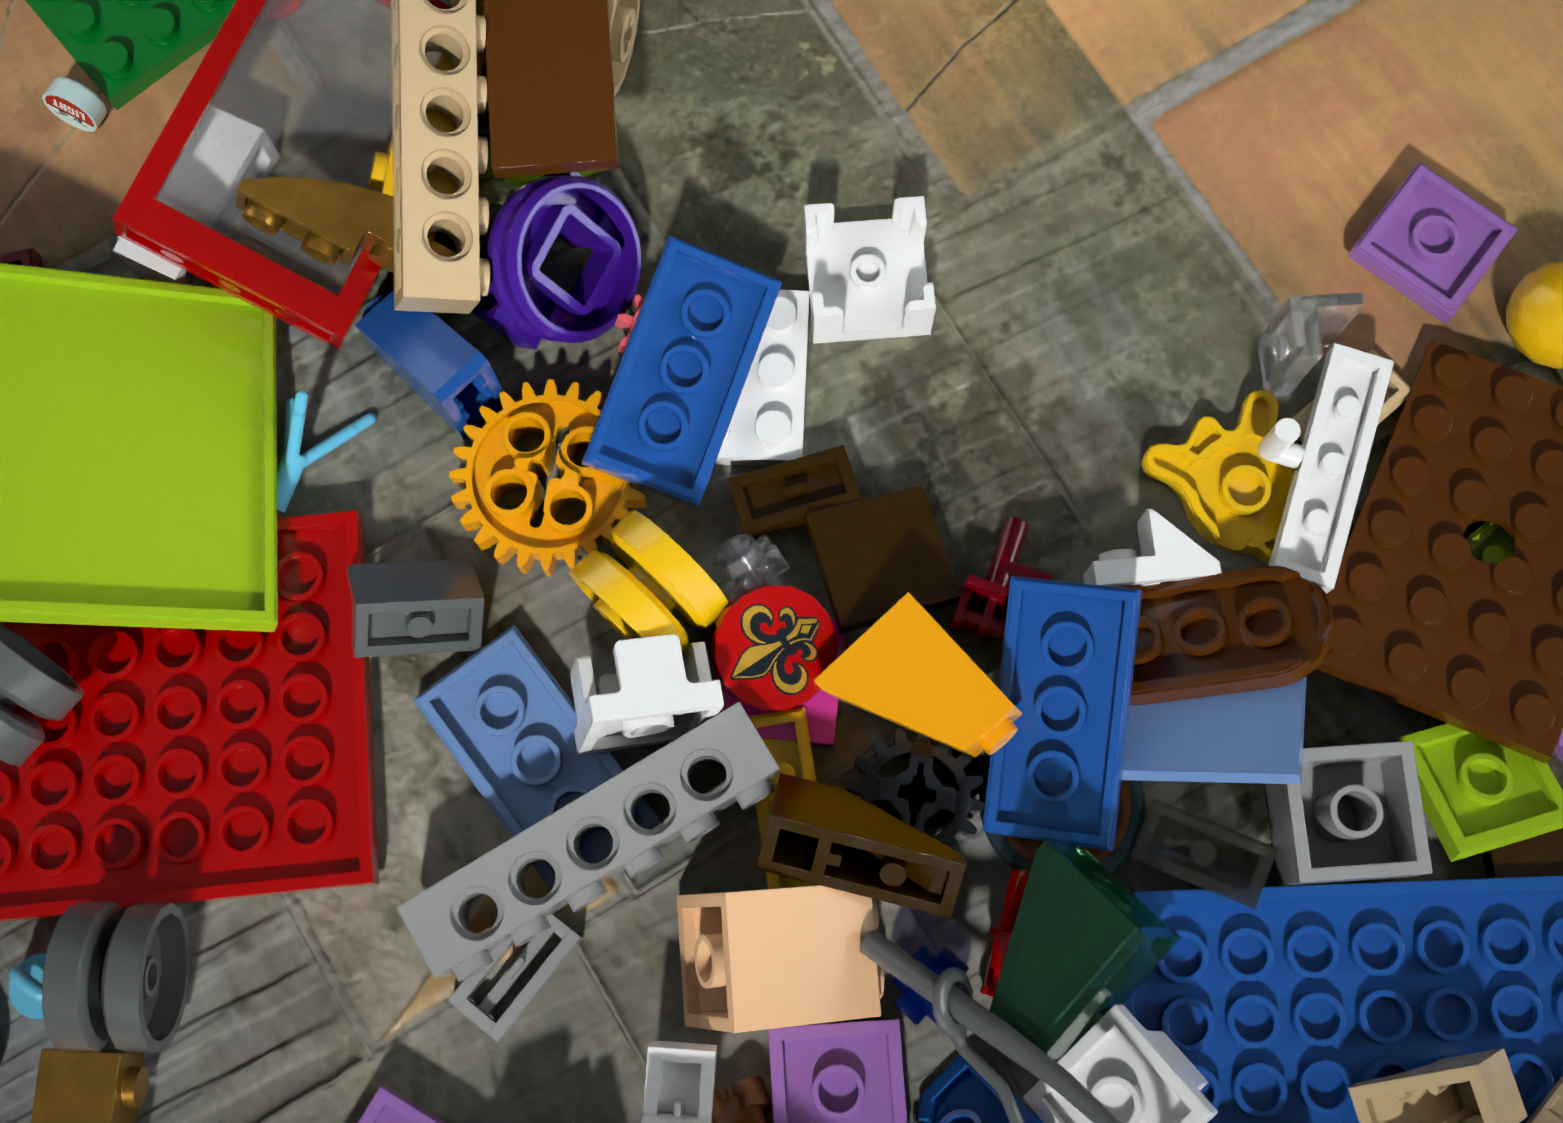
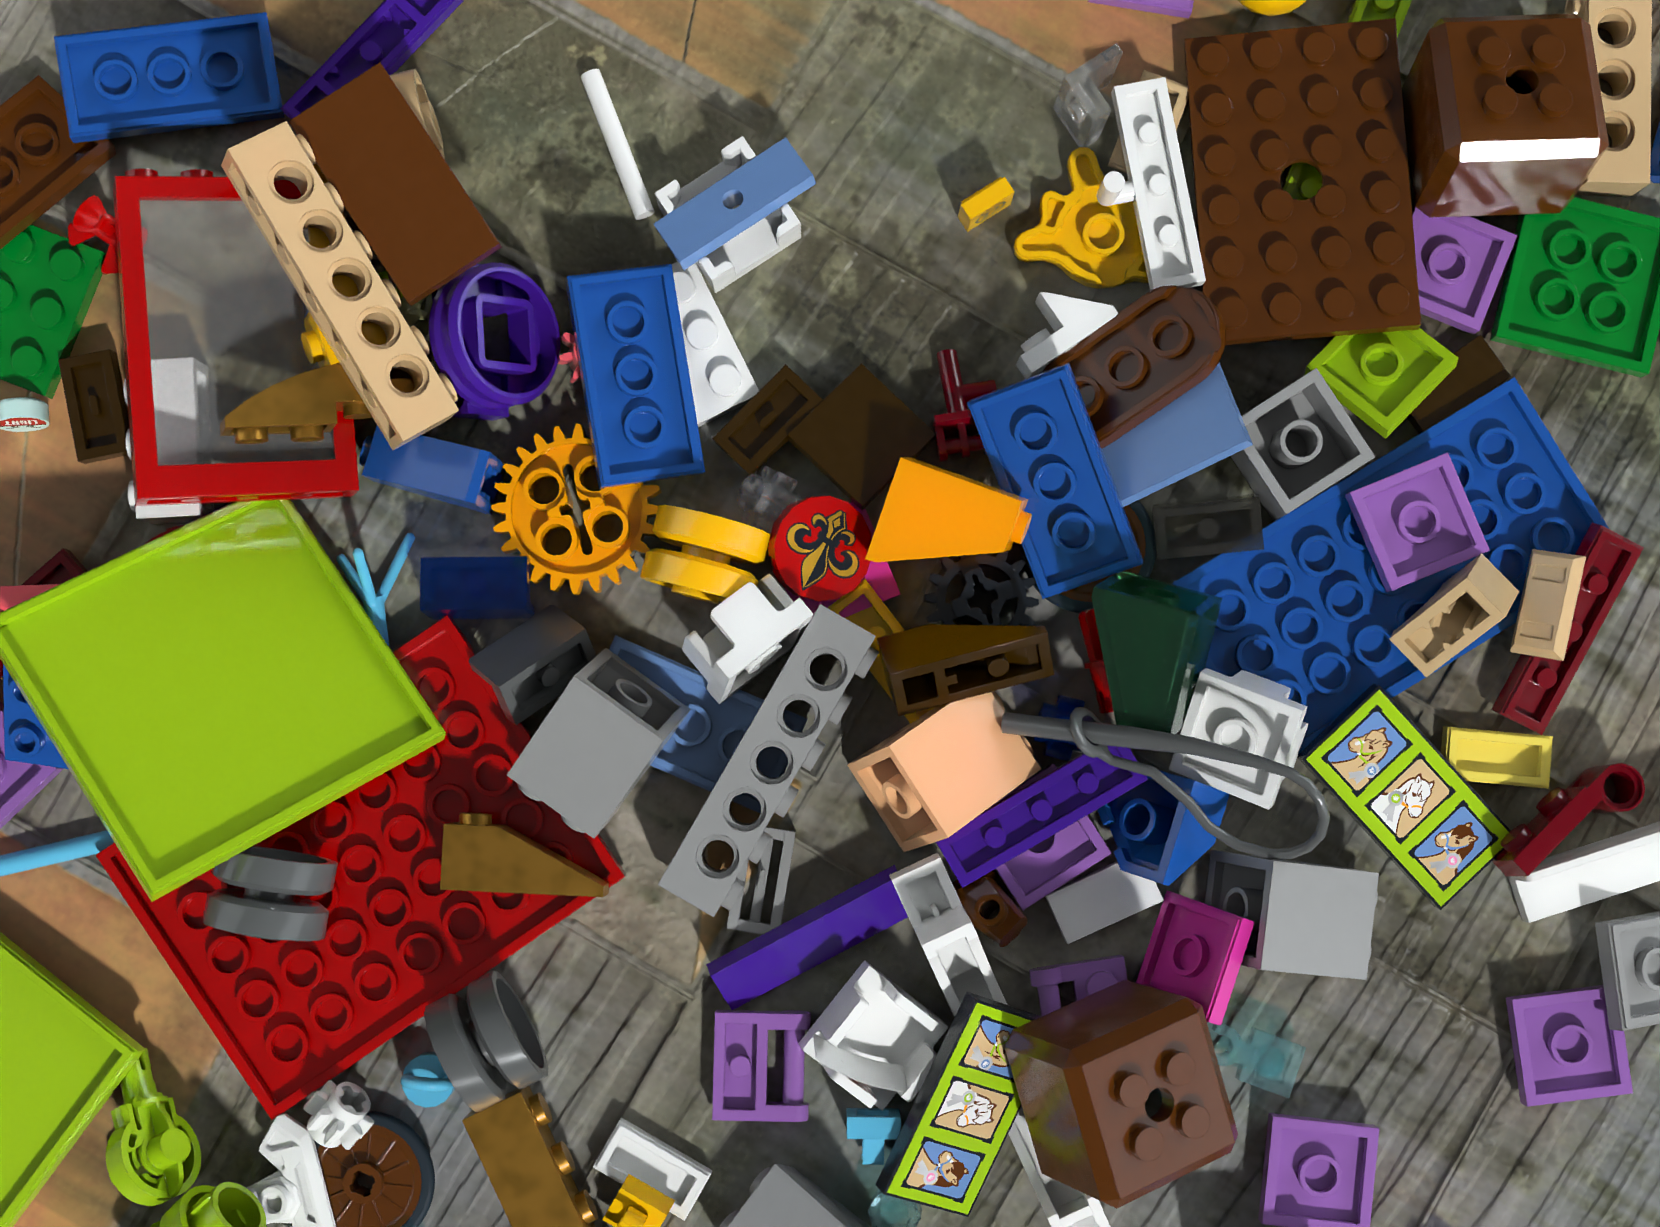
camera: 30 degrees left, 10 degrees up
(139, 127) = (95, 405): none -> dark brown plate
(258, 793) = (506, 861): none -> pearl gold slope
(399, 497) = (476, 587): none -> clear blue panel
(424, 720) = (597, 742): none -> light grey slope
(523, 1063) = (808, 940): none -> dark purple tile
(796, 153) = (617, 144): none -> white bar
(848, 1063) = (1036, 814): none -> dark purple plate
(879, 256) = (756, 186): none -> medium blue tile
(1138, 394) = (985, 203): none -> yellow tile
(1444, 973) = (1417, 522): none -> medium lavender plate

